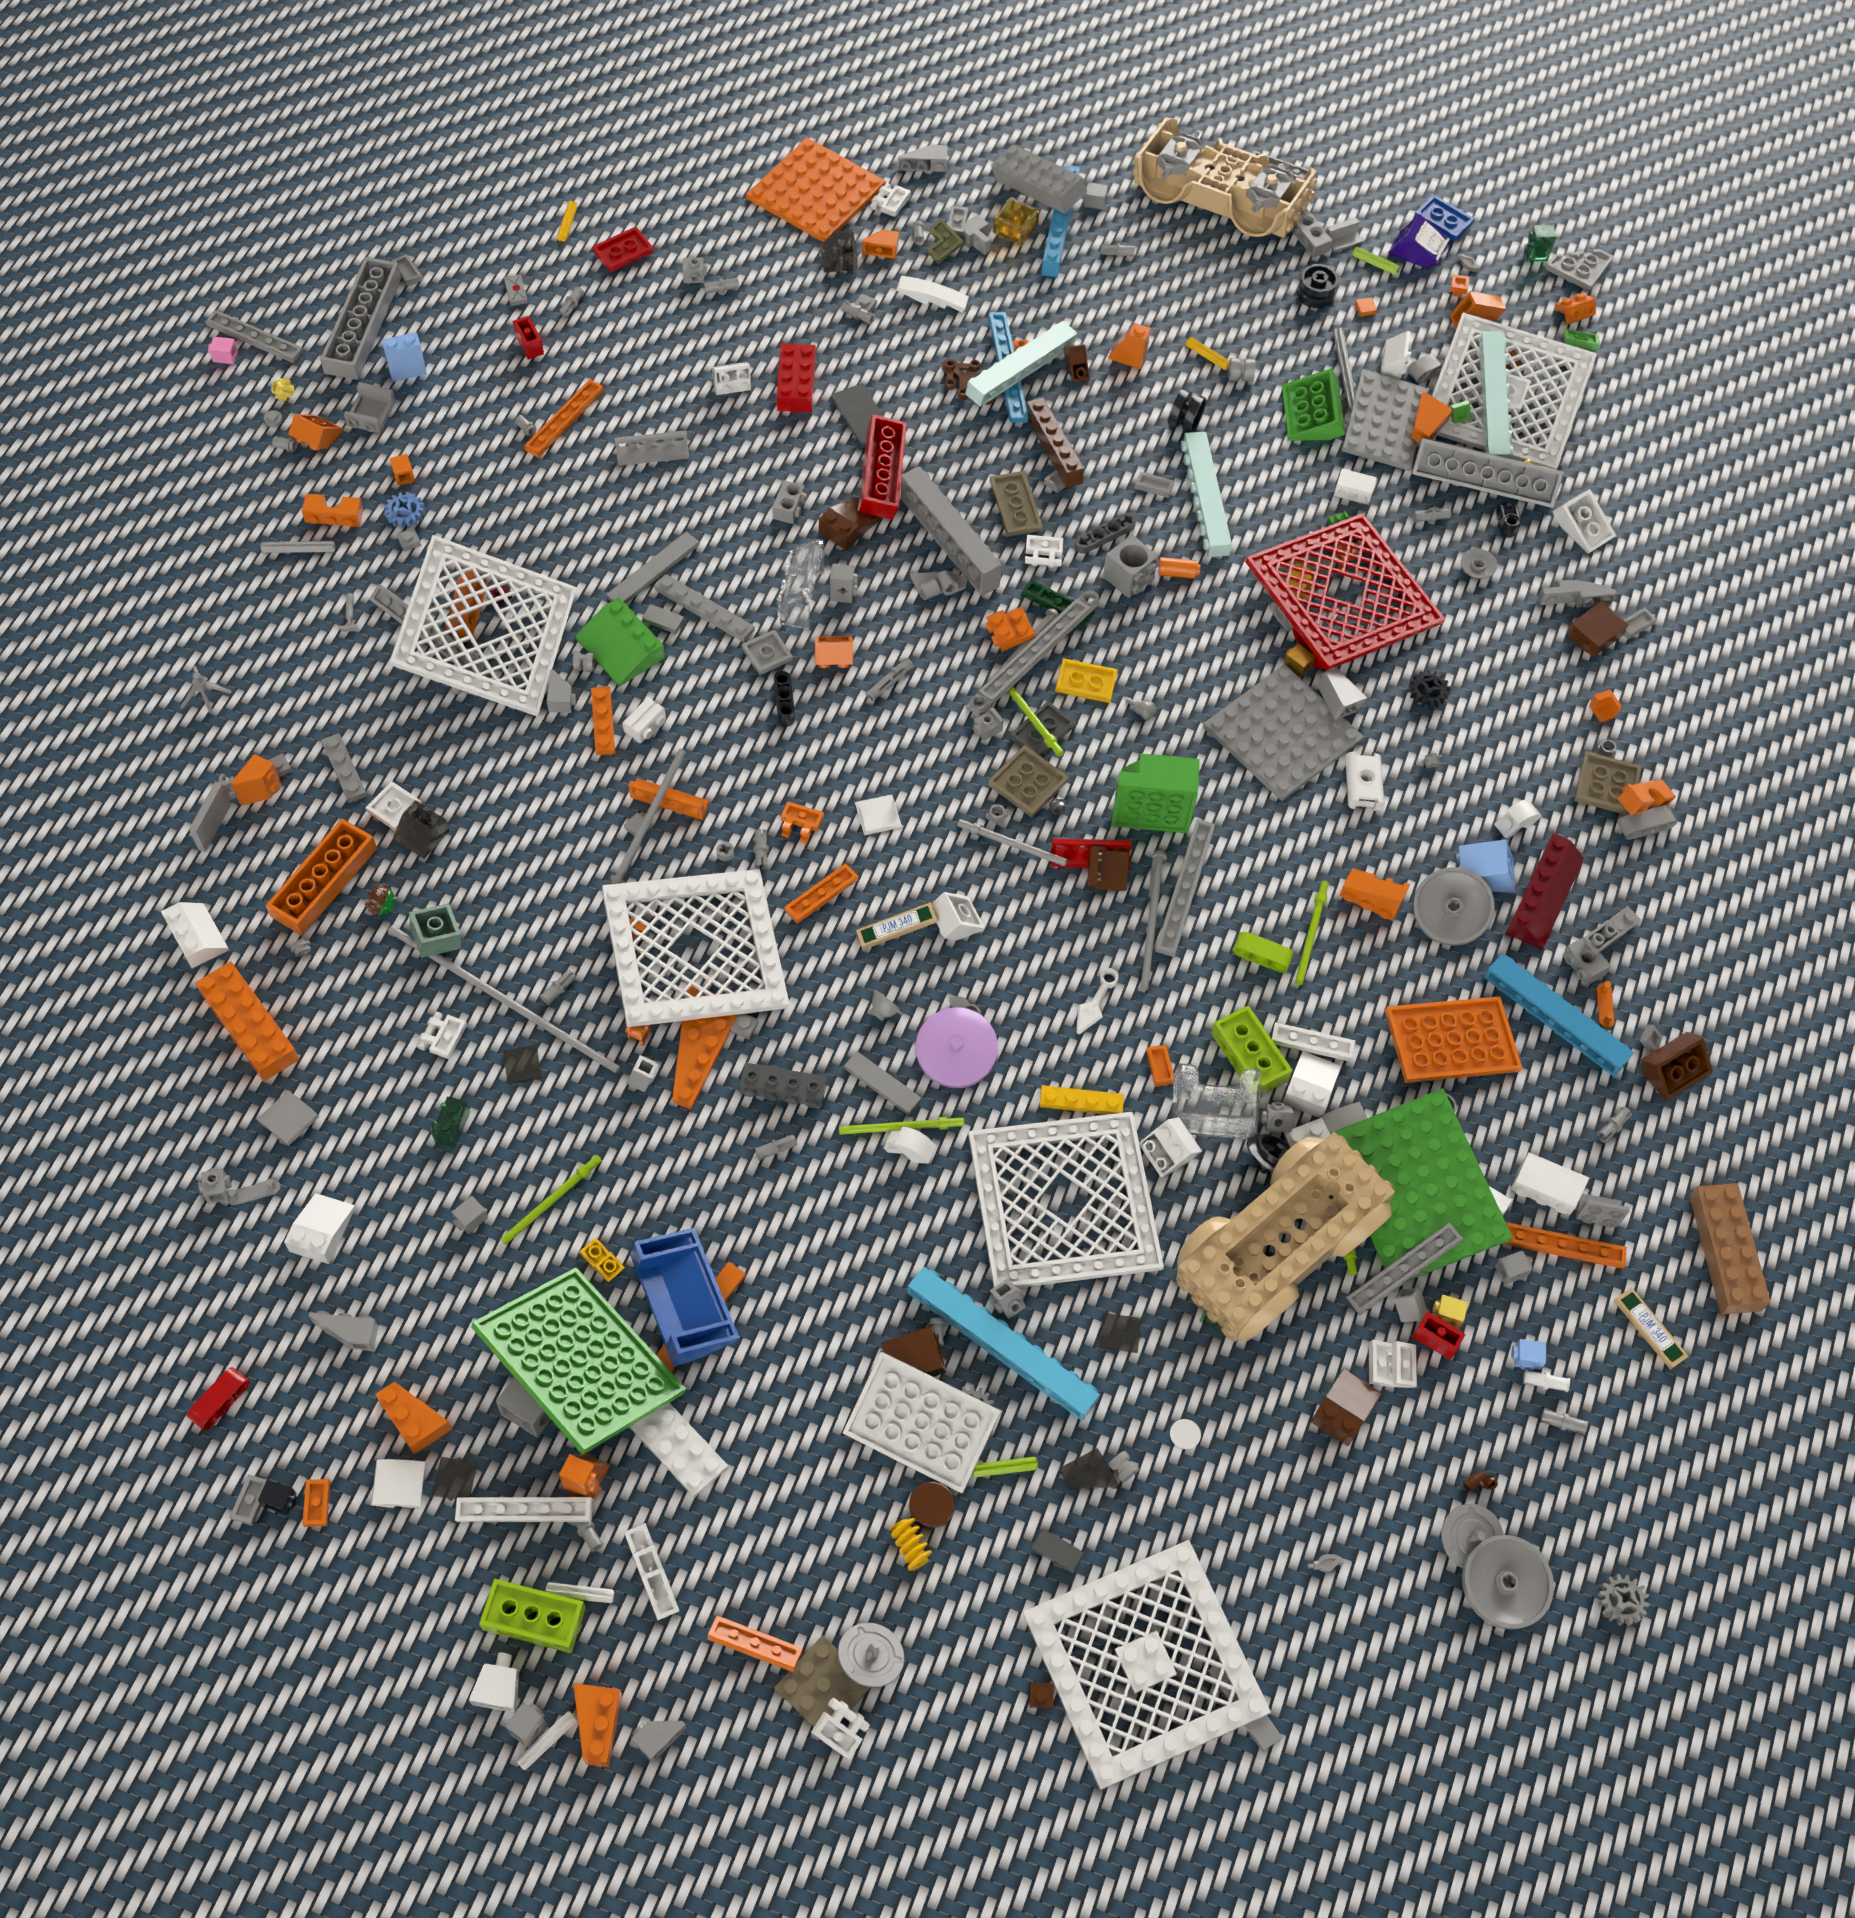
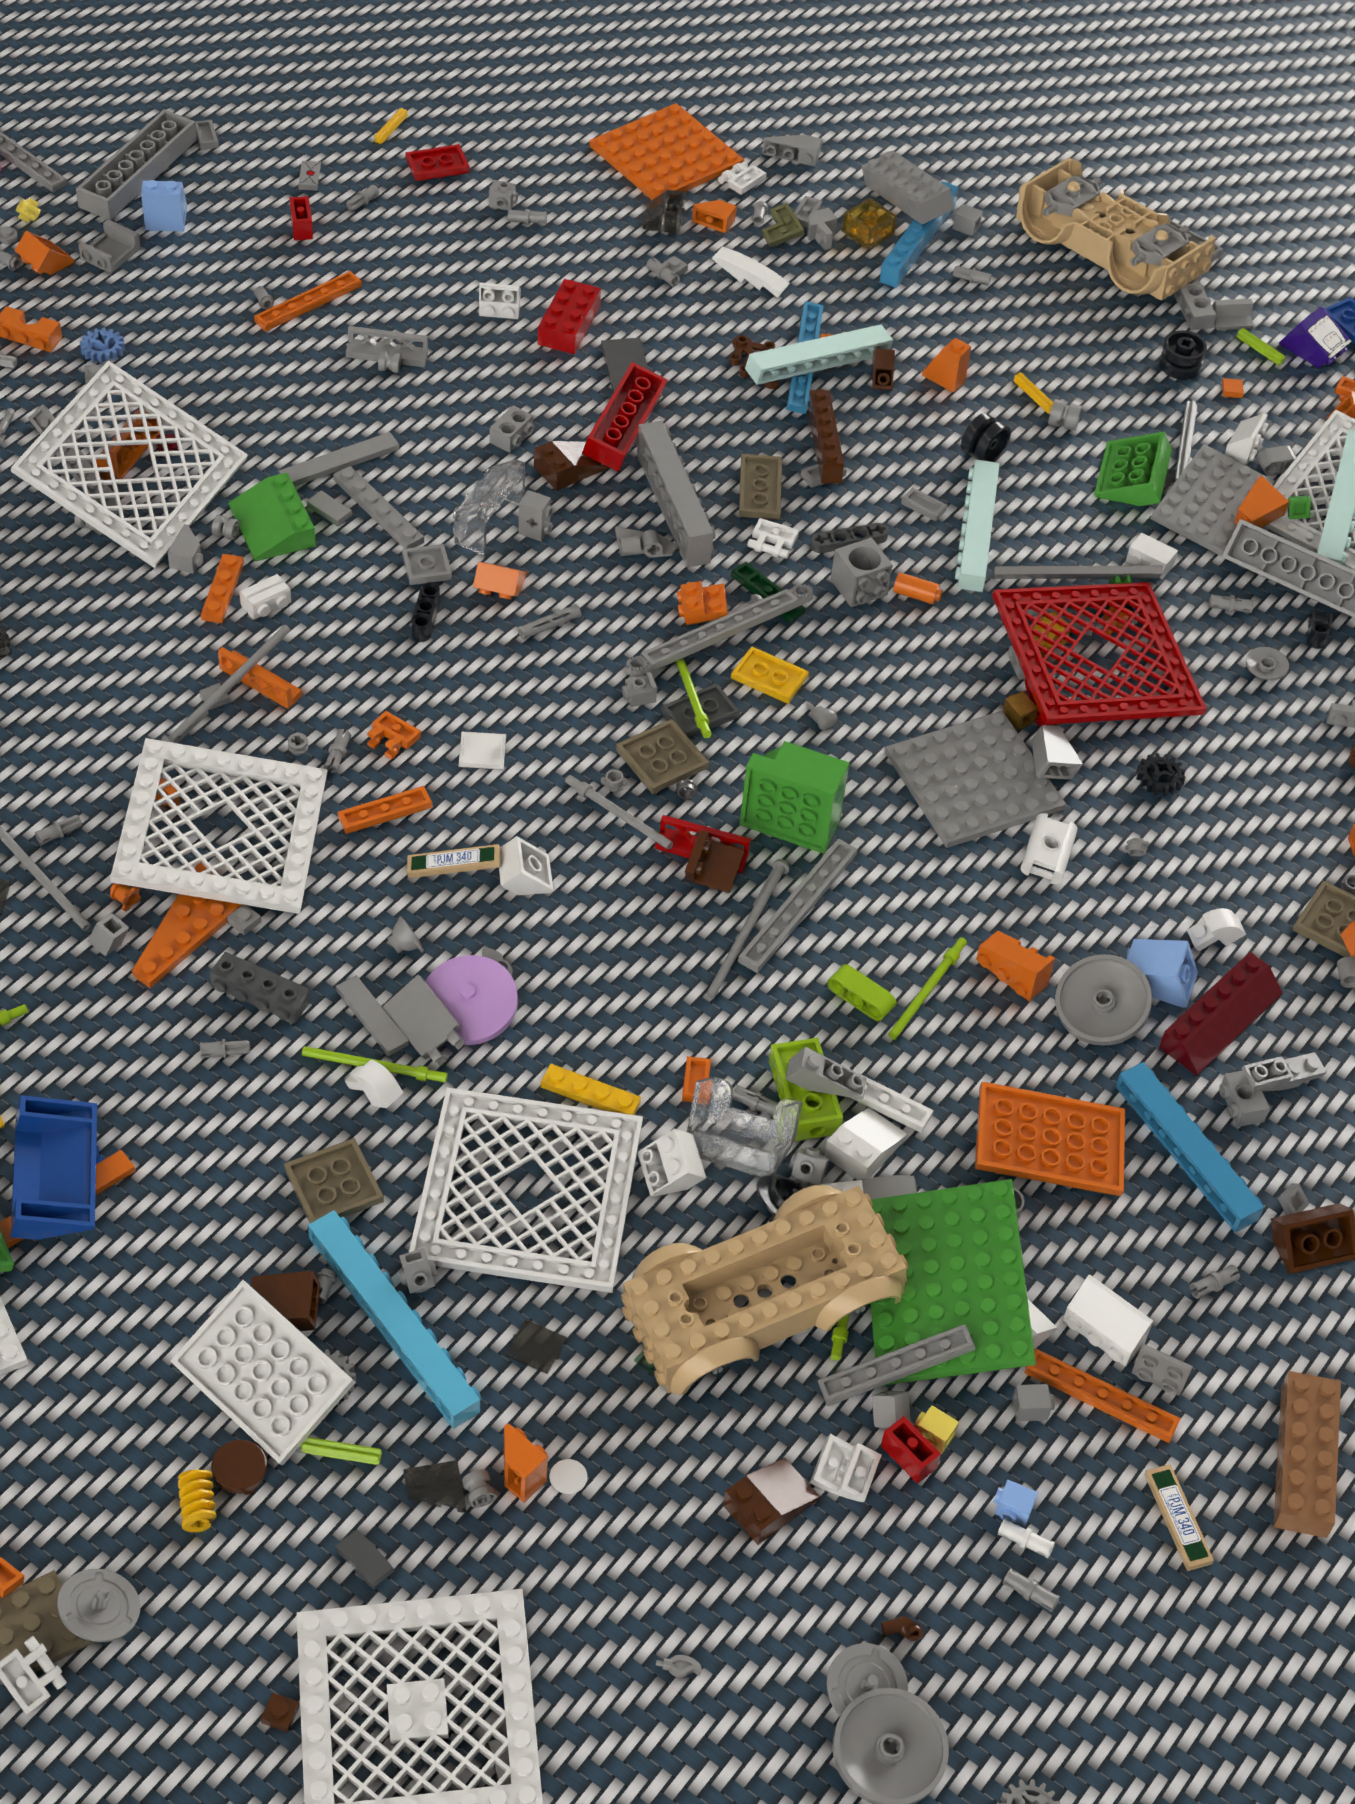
camera: 15 degrees right, 10 degrees down
(402, 469) = (116, 308): orange brick -> none
(660, 462) = (390, 361): none -> light grey wheel
(910, 1240) = (333, 1180): none -> dark tan plate
(928, 1076) = (424, 1019): none -> light grey tile
(1090, 1012) = (639, 1004): white piece -> none
(1150, 1437) = (523, 1464): none -> orange slope
(1216, 1071) = (754, 1100): none -> light grey pin
(1263, 1038) = (824, 1075): none -> light grey slope
(1302, 518) = (1076, 572): none -> light grey tile
(1605, 1004) = (1252, 1152): orange piece -> none

